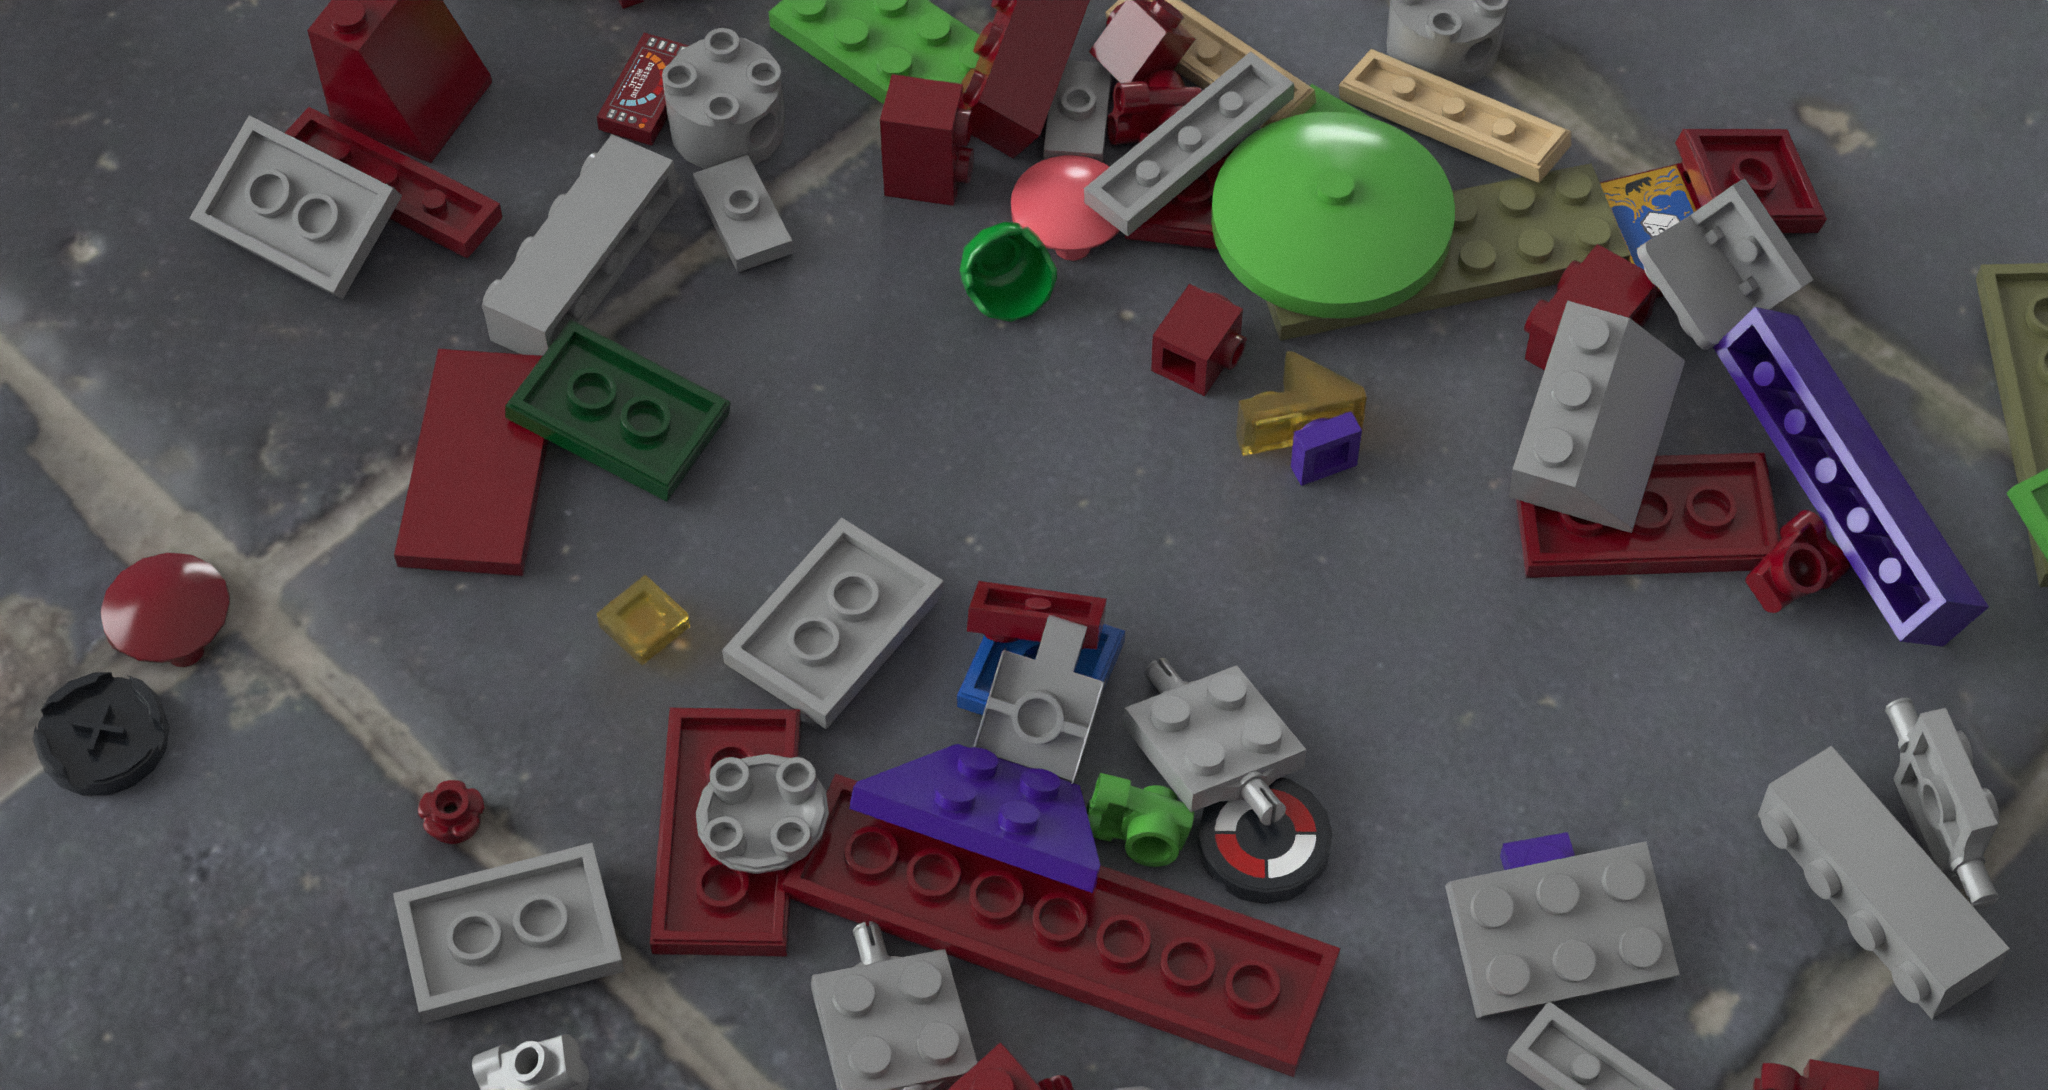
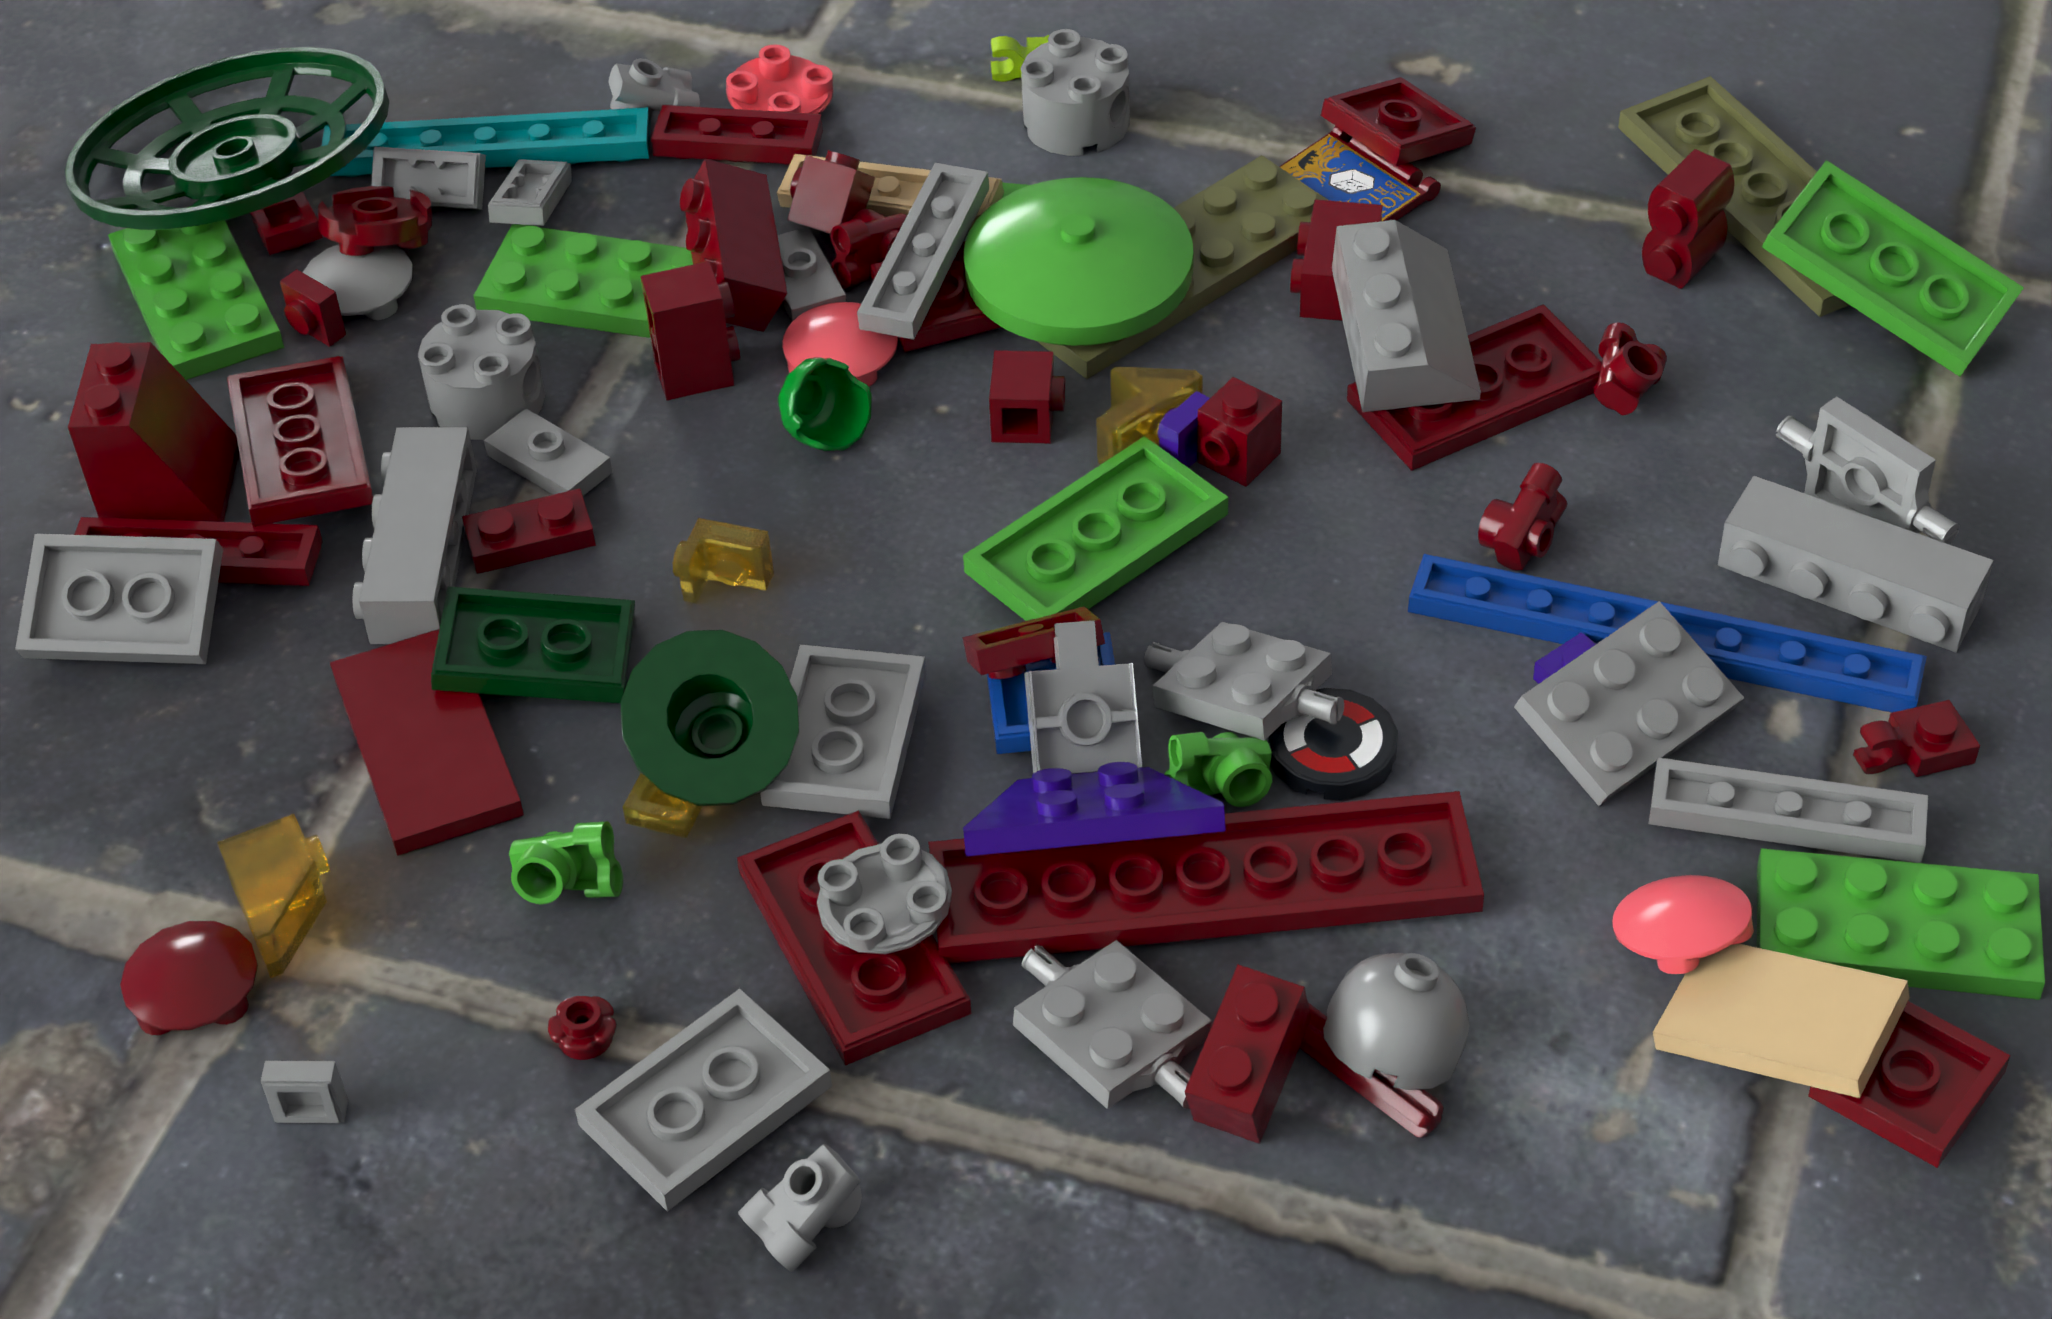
camera: 25 degrees left, 10 degrees down
(101, 734) = (188, 1108): black tile -> none
(191, 768) = (304, 1091): none -> light grey tile
(272, 558) = (277, 886): none -> clear yellow slope
(519, 643) = (567, 862): none -> bright green plate
(533, 105) = (298, 441): none -> dark red tile
(637, 100) = (393, 393): dark red tile -> none
(683, 285) = (528, 531): none -> dark red plate
(705, 565) = (710, 717): none -> dark green piece
(830, 389) = (722, 554): none -> clear yellow bracket
(1179, 519) = (1096, 533): none -> bright green plate
(1373, 469) = (1239, 431): none -> dark red brick
(1455, 115) = (1131, 158): tan tile -> none
(1583, 693) = (1528, 524): none -> dark red plate
(1694, 898) = (1737, 646): none -> blue tile
(1722, 264) = (1428, 174): light grey bracket -> none
(1850, 478) = (1628, 289): dark purple brick -> none
(1956, 425) = (1688, 218): none -> dark red brick

